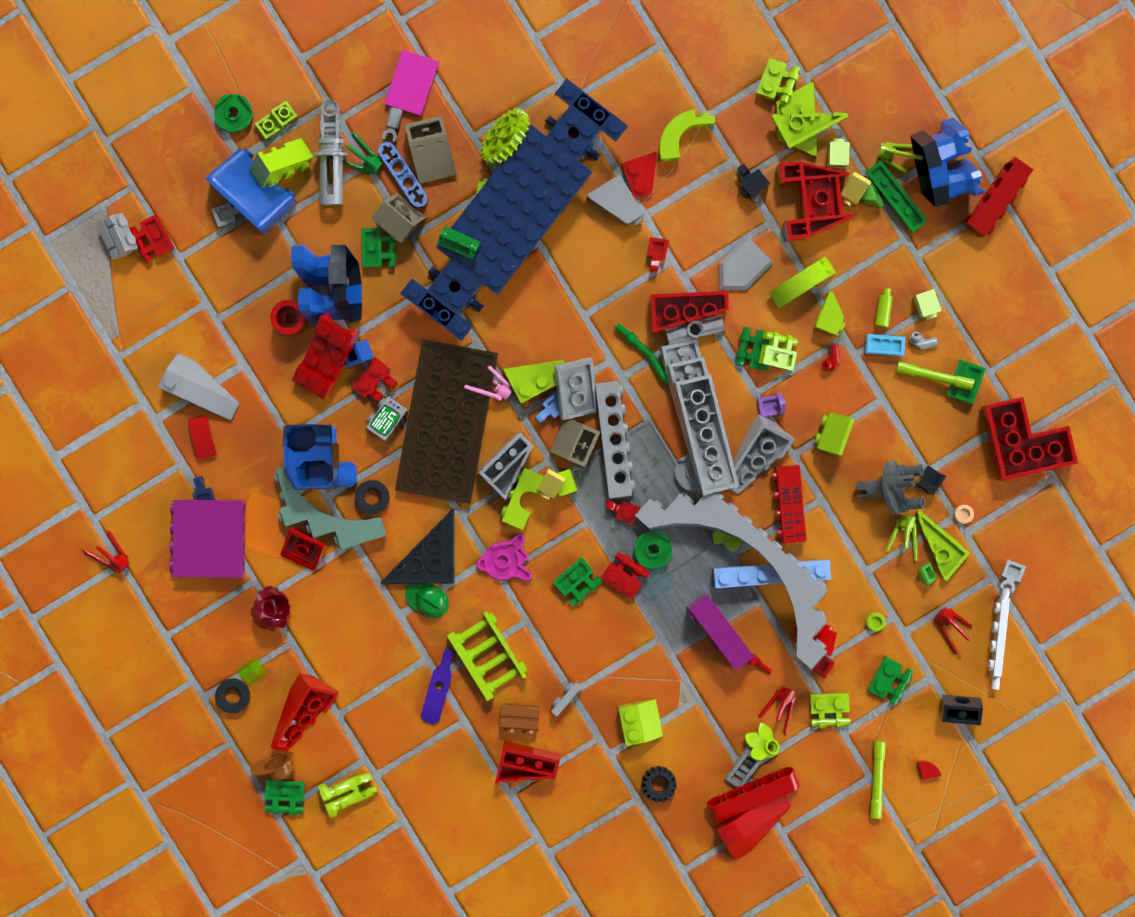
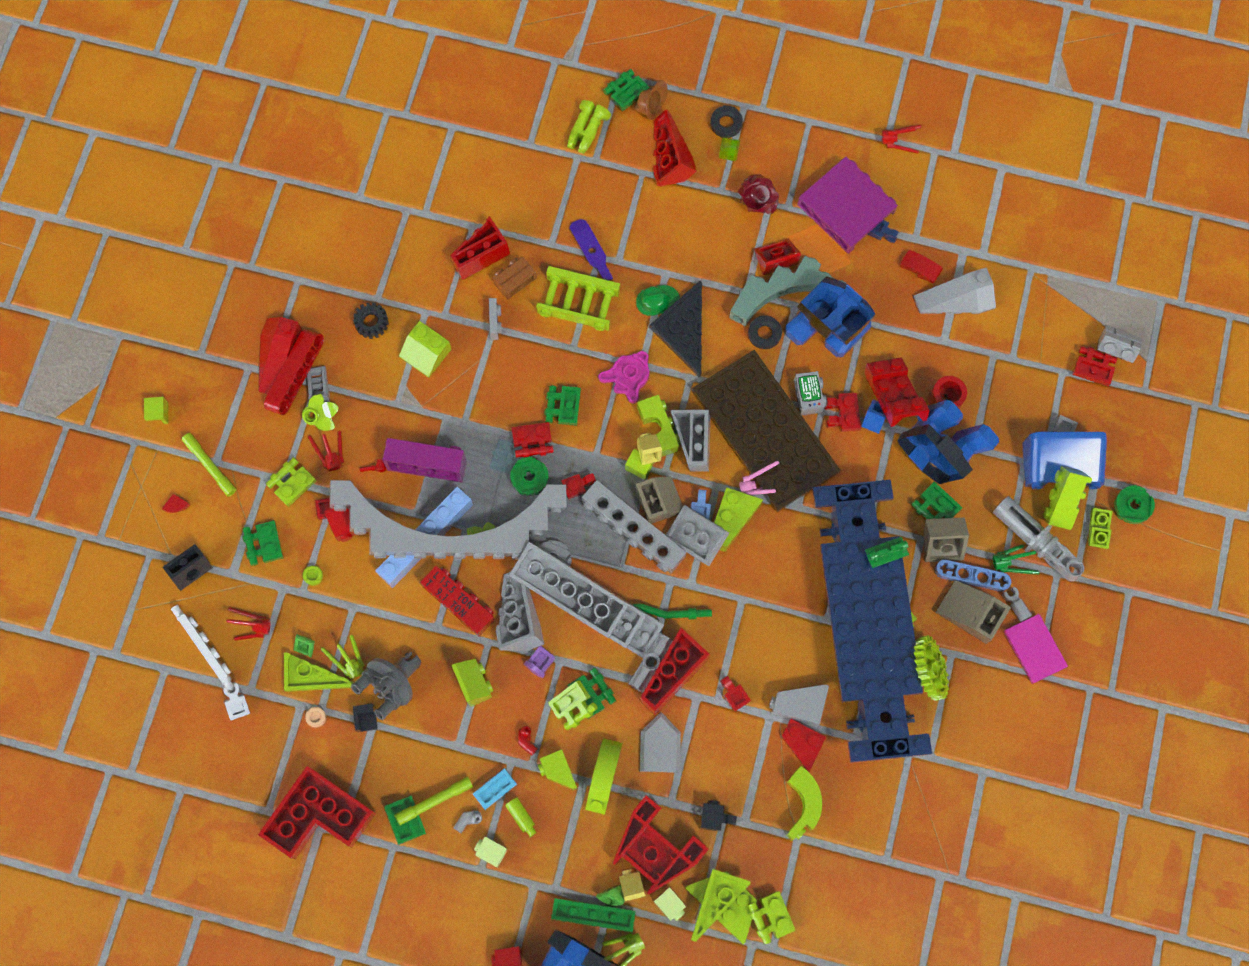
camera: 140 degrees right, 15 degrees down
(881, 858) = (156, 409): none -> lime panel

